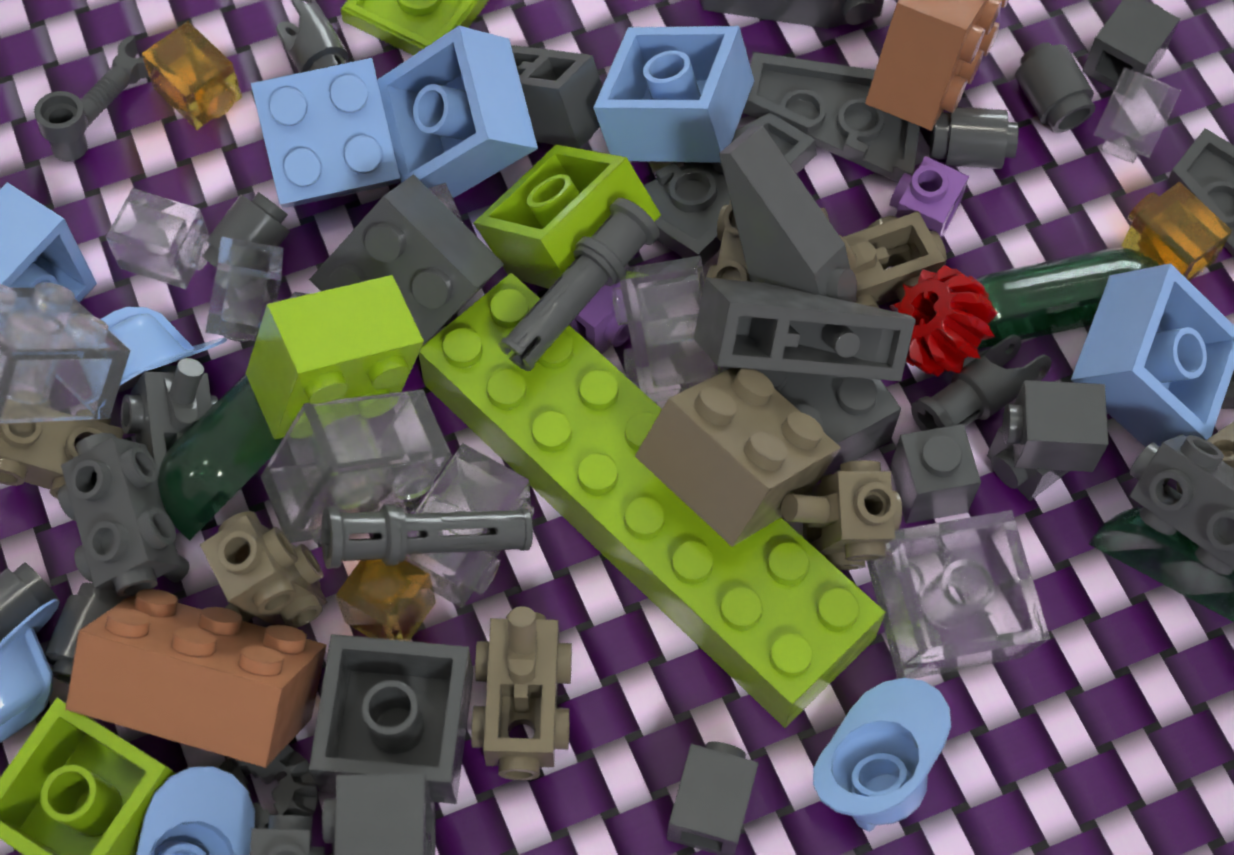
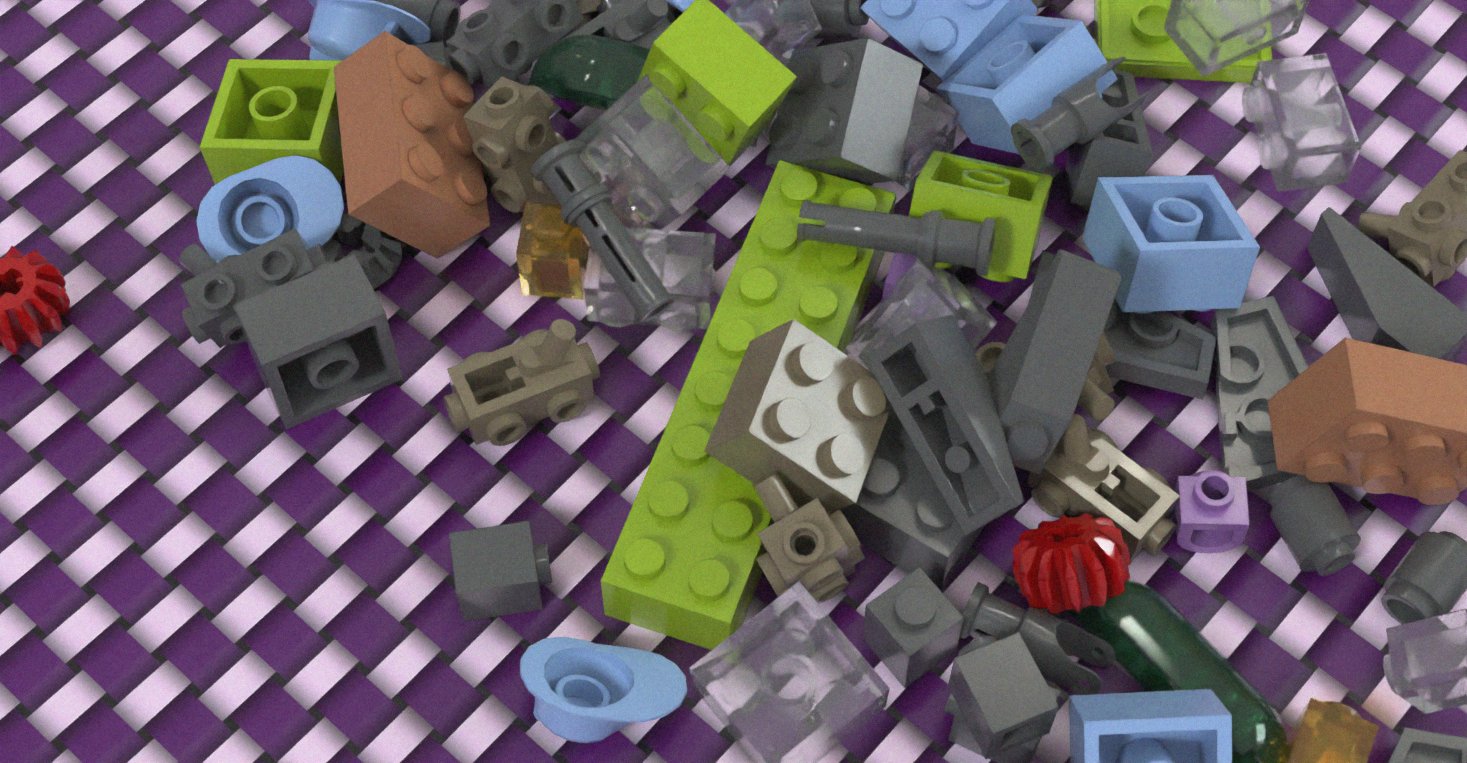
camera: 65 degrees right, 5 degrees down
(393, 712) = (446, 295): dark grey brick -> none
(536, 89) = (1074, 117): none -> dark grey piece

